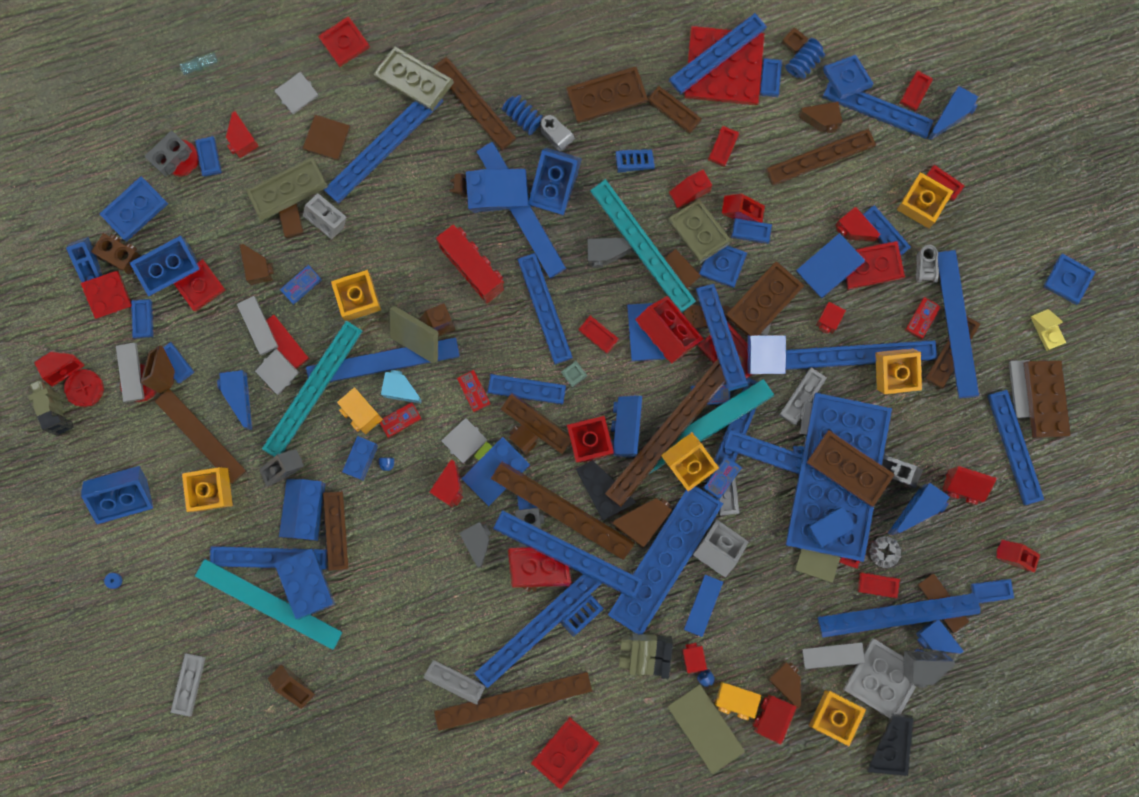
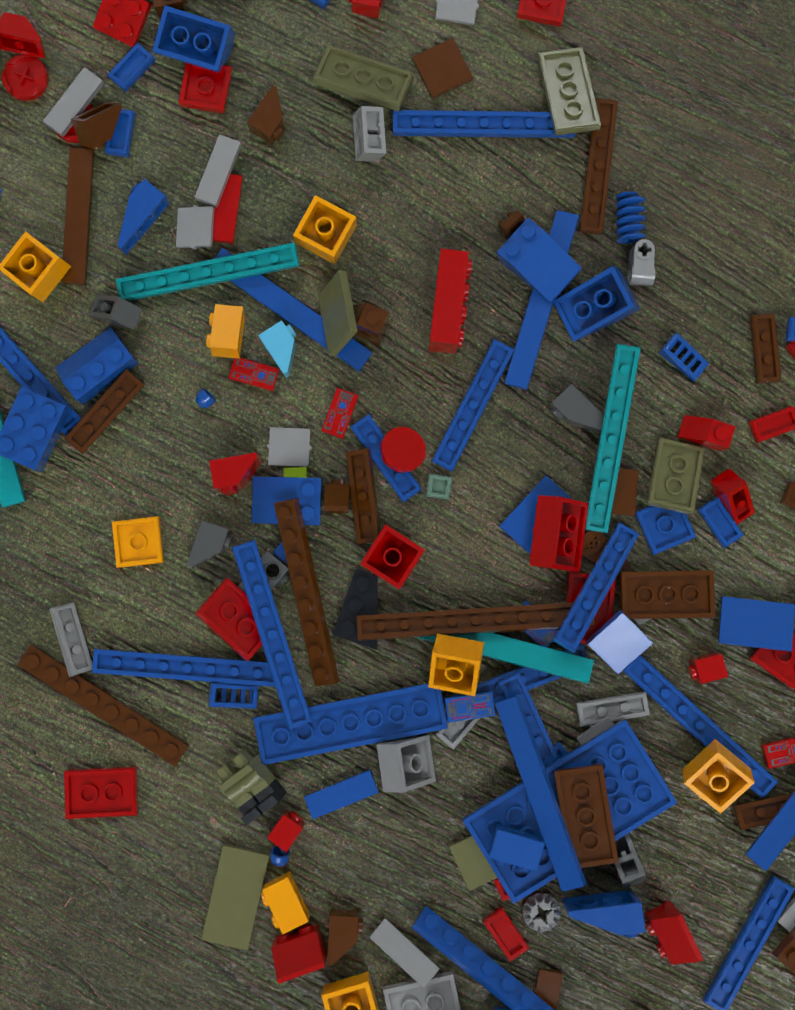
camera: 40 degrees right, 5 degrees up
(291, 221) = (338, 110): reddish brown tile -> none
(301, 284) = (290, 173): blue tile -> none
(360, 458) = (186, 372): blue brick -> none
(434, 586) = (138, 542): none -> light orange tile
(531, 373) = (403, 449): none -> red tile
(598, 334) = (494, 475): red tile -> none
(607, 94) = (720, 275): reddish brown plate -> none
(626, 426) = (435, 577): blue slope -> none
(643, 521) = (365, 672): reddish brown slope -> none
(812, 482) = (540, 794): none -> blue tile

